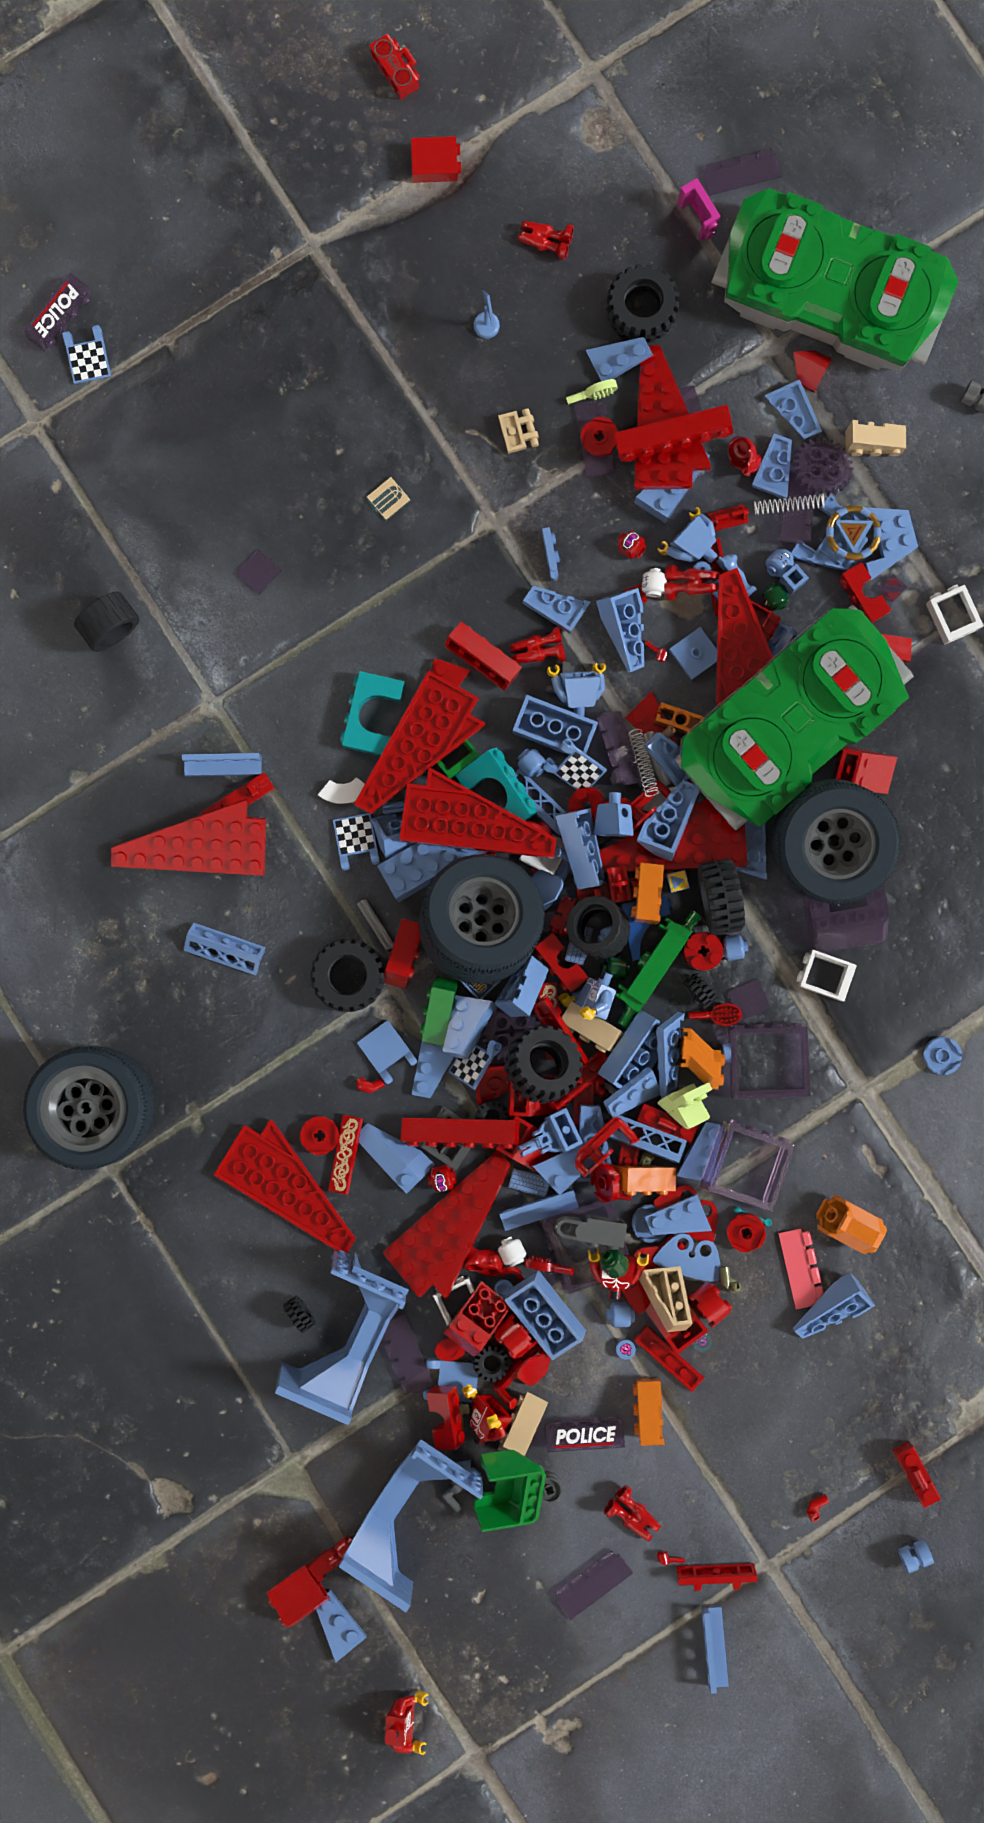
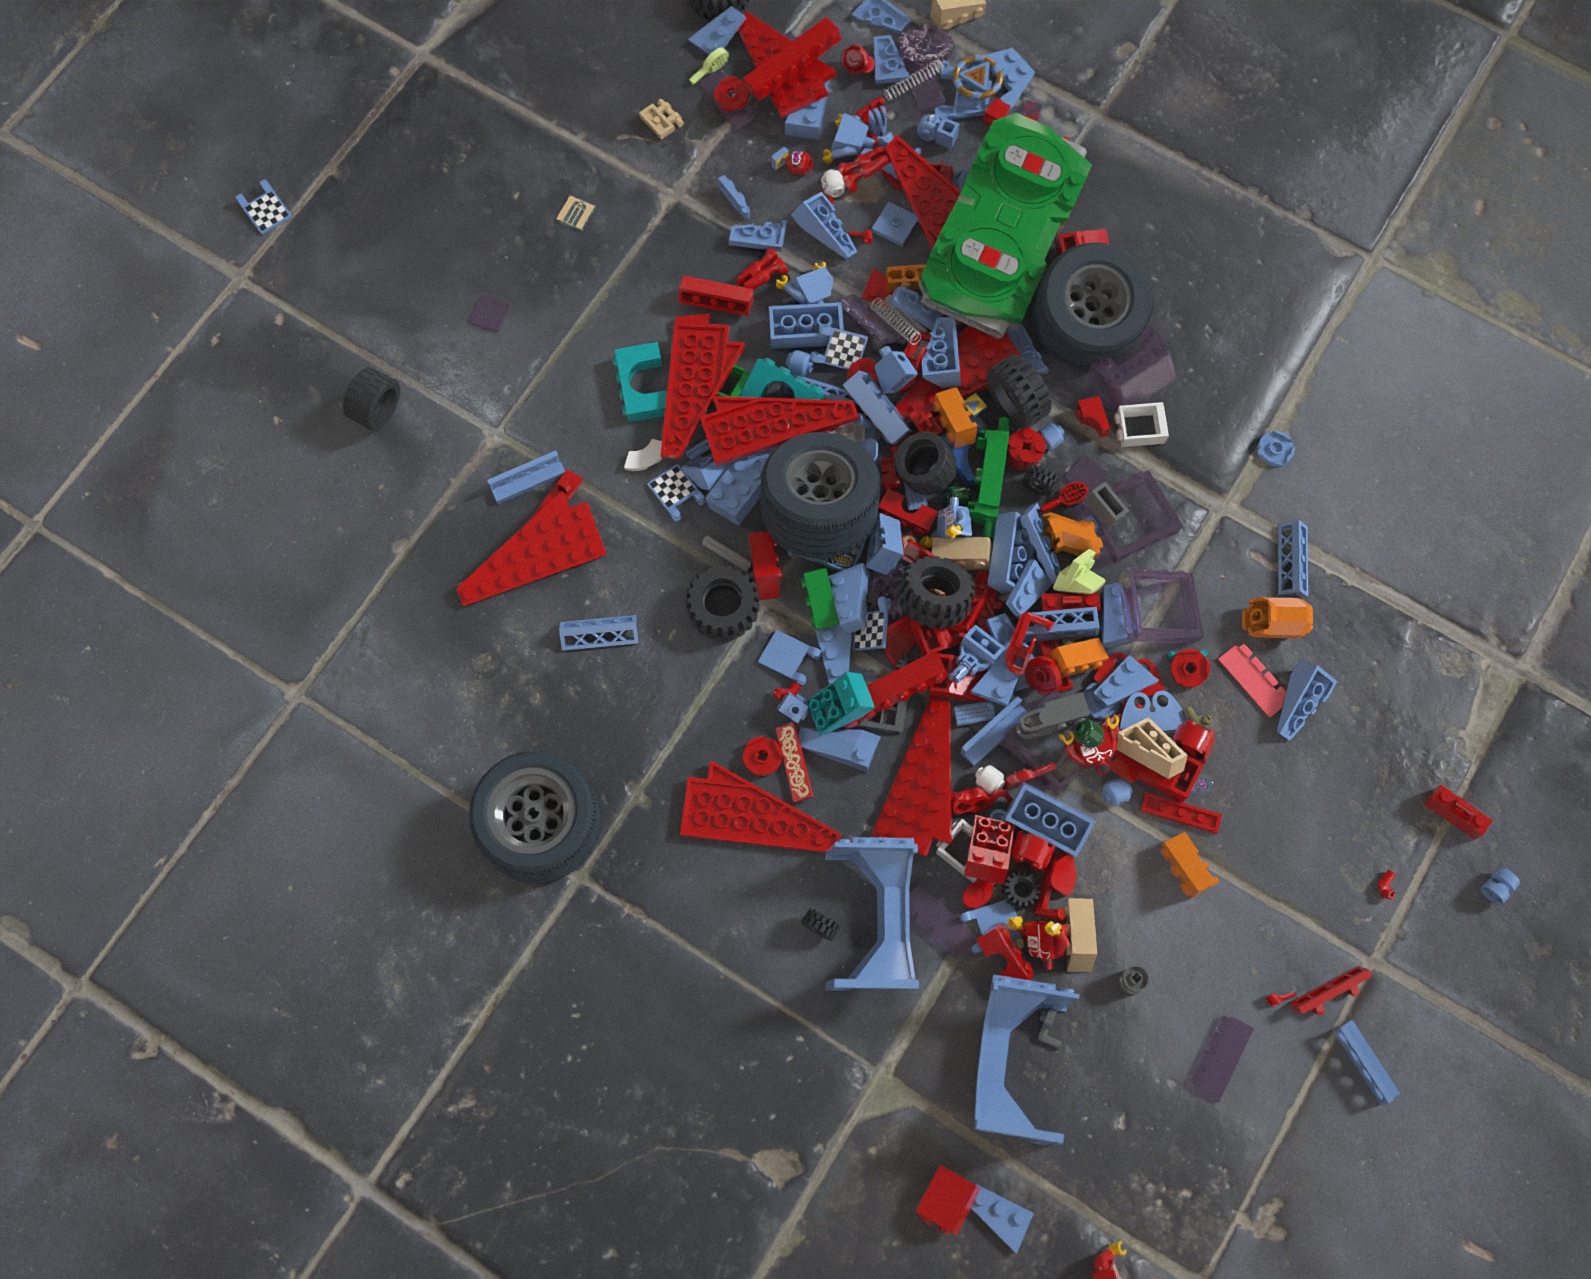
camera: 20 degrees left, 15 degrees down
(57, 312) = (224, 184): clear purple brick -> none
(329, 1558) = (961, 1149): red piece -> none
(367, 1104) = (794, 706): none -> medium blue brick
(408, 1125) = (840, 703): none -> teal slope
(442, 1178) = (893, 742): red head -> none
(486, 323) = (596, 53): medium blue piece -> none
(516, 1491) = (1105, 990): green windscreen -> none
(584, 1435) = (1141, 917): clear purple brick -> none
(615, 530) = (779, 158): none -> medium blue tile
(625, 1349) = (1137, 822): medium blue tile -> none
(638, 1519) = (1231, 972): red piece -> none
(730, 535) = (877, 121): none -> medium blue arm
(746, 1048) = (1106, 505): none -> dark grey brick
(775, 597) = (937, 151): dark green head -> none
(785, 942) = (1092, 413): none -> red arch
(903, 1175) = (1299, 559): none -> medium blue fence
(939, 621) = (1085, 119): white window -> none

